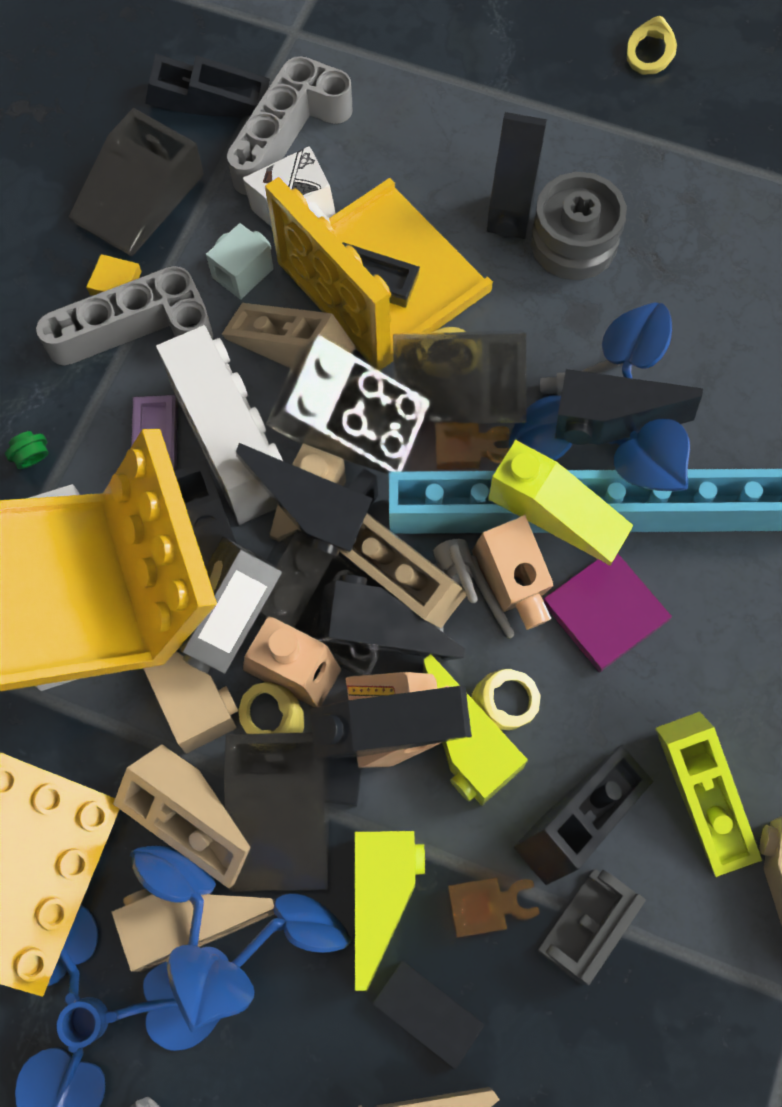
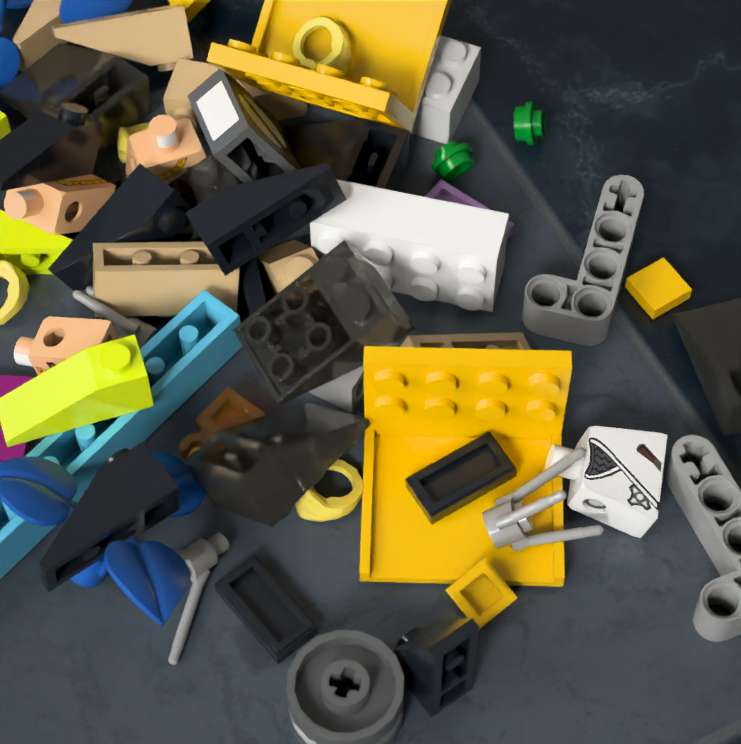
camera: 130 degrees right, 10 degrees down
(88, 570) = (341, 46): none -> light yellow piece
(101, 470) = (453, 160): none -> green plate
(240, 260) = (590, 389): light aqua brick -> none
(384, 215) = (512, 519): none -> light grey plant
(440, 215) = (481, 593): none -> yellow tile
(559, 327) = (266, 609): none -> black tile

